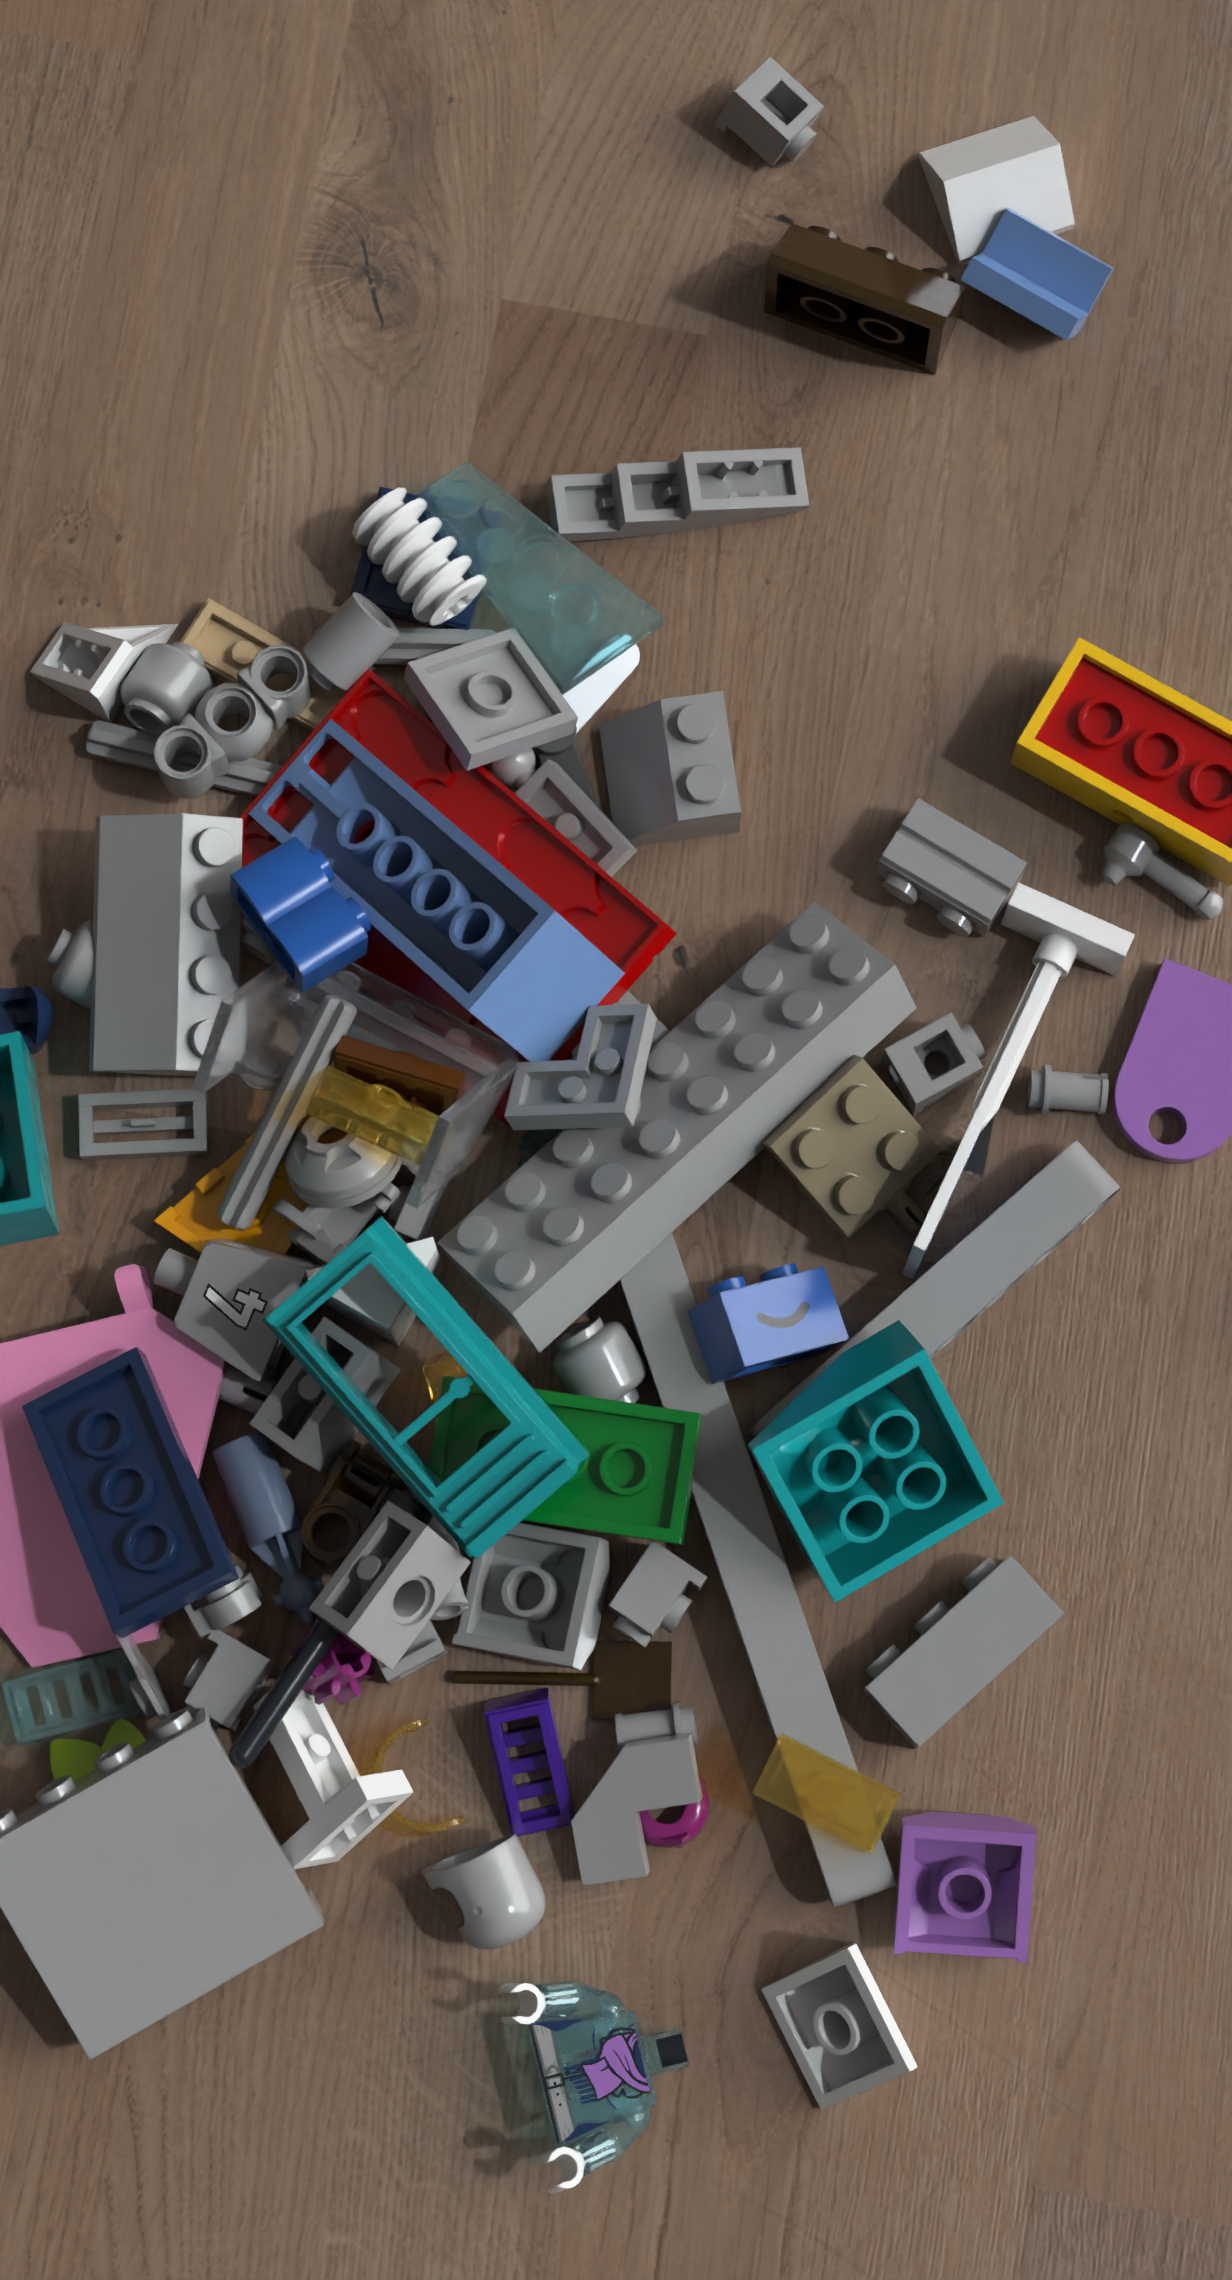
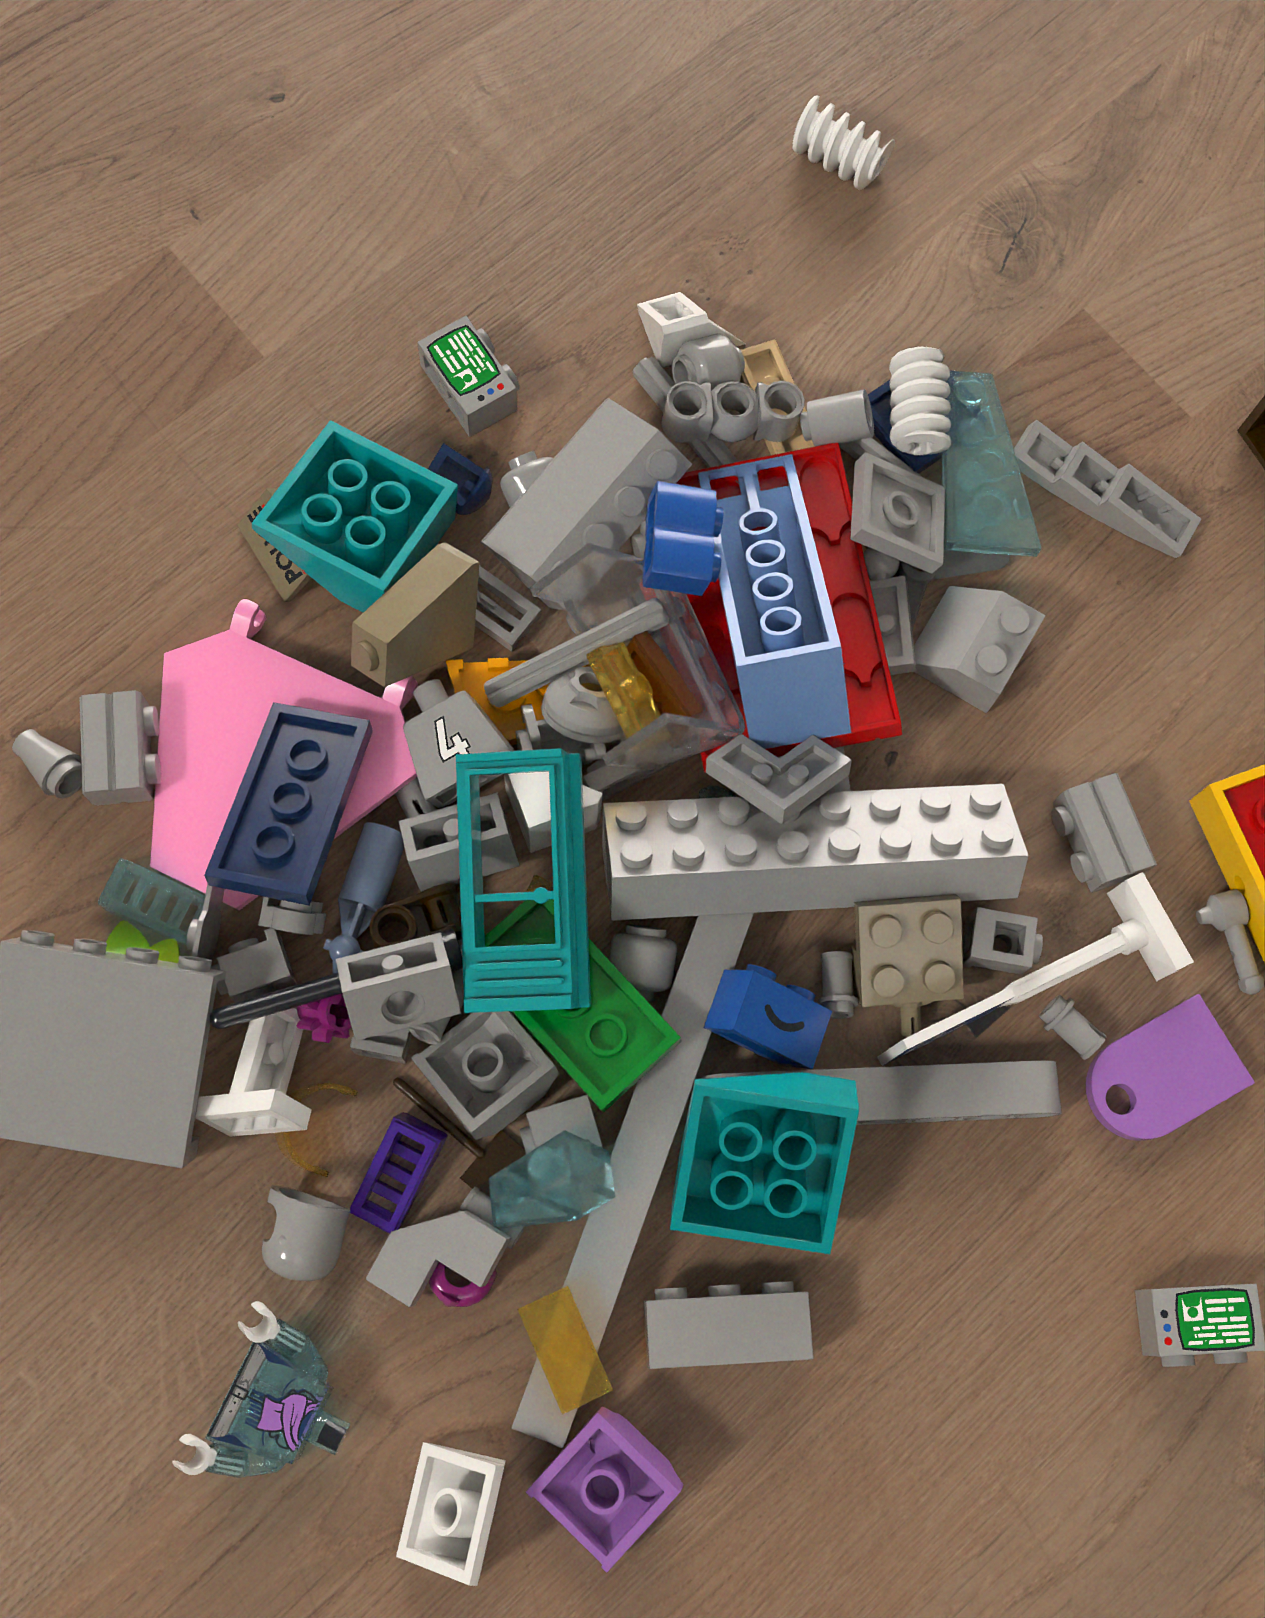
camera: 25 degrees right, 5 degrees down
(98, 1203) = (419, 618): none -> dark tan slope
(103, 320) = (840, 145): none -> white piece
(688, 1651) = (552, 1183): none -> clear light blue slope
(808, 1234) = (837, 984): none -> light grey pin

